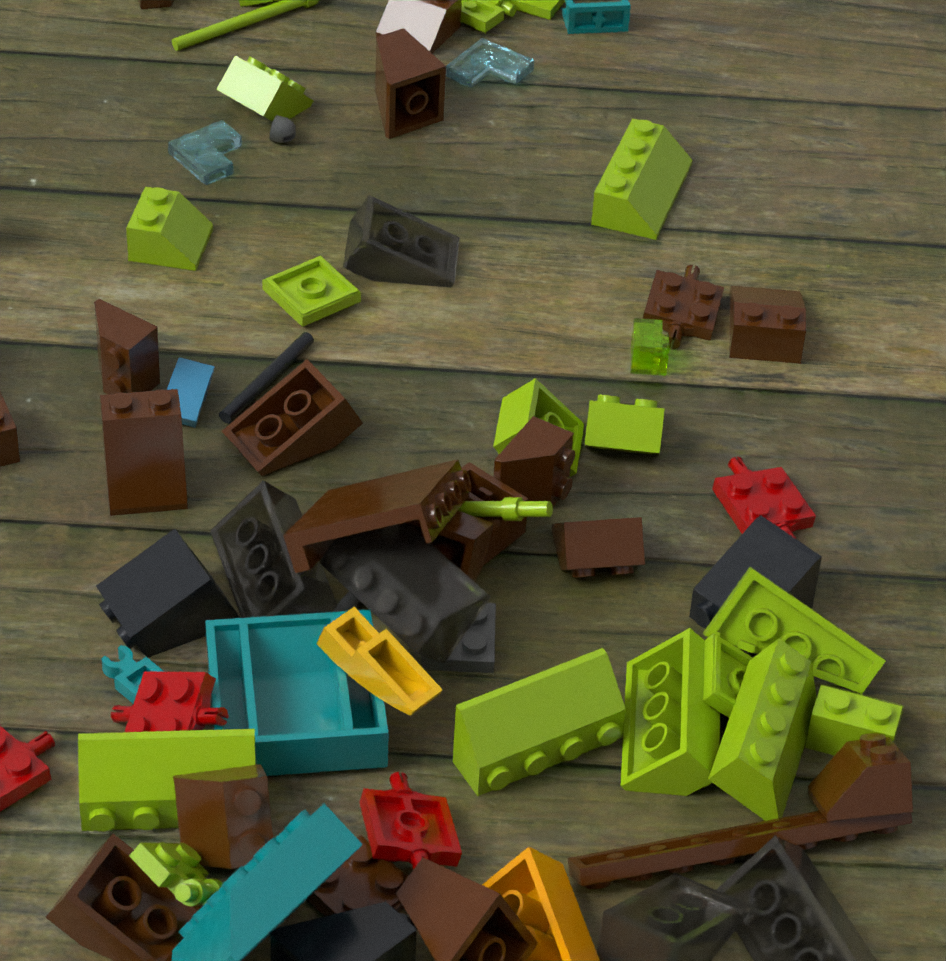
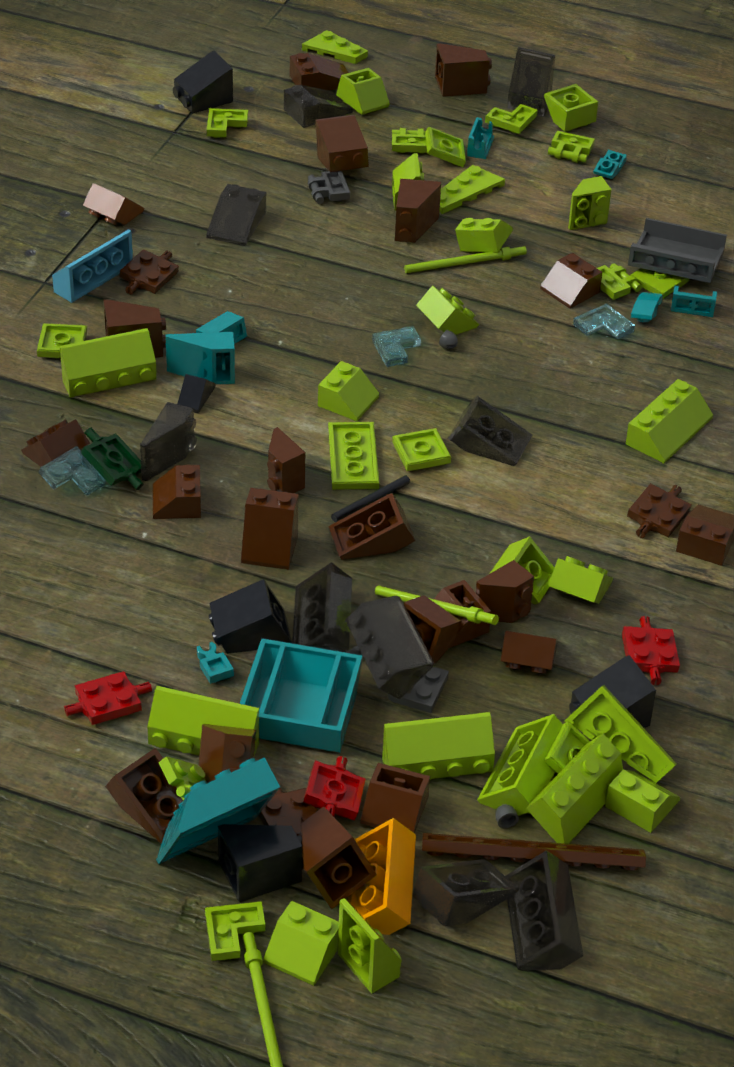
camera: 20 degrees right, 0 degrees up
(171, 703) = (222, 682): red plate -> none
(193, 383) = (316, 496): dark azure slope -> none
(213, 319) = (353, 455): none -> lime tile
(378, 662) = (349, 687): yellow slope -> none
(407, 84) = (539, 326): reddish brown slope -> none
(423, 494) = (413, 595): reddish brown panel -> none
(506, 814) = (395, 795): none -> reddish brown slope
(537, 33) = (646, 306): none -> teal slope
(649, 348) = (621, 533): clear neon green brick -> none
(677, 799) = (506, 816): none -> dark grey hinge
(864, 781) = (623, 834): reddish brown slope -> none

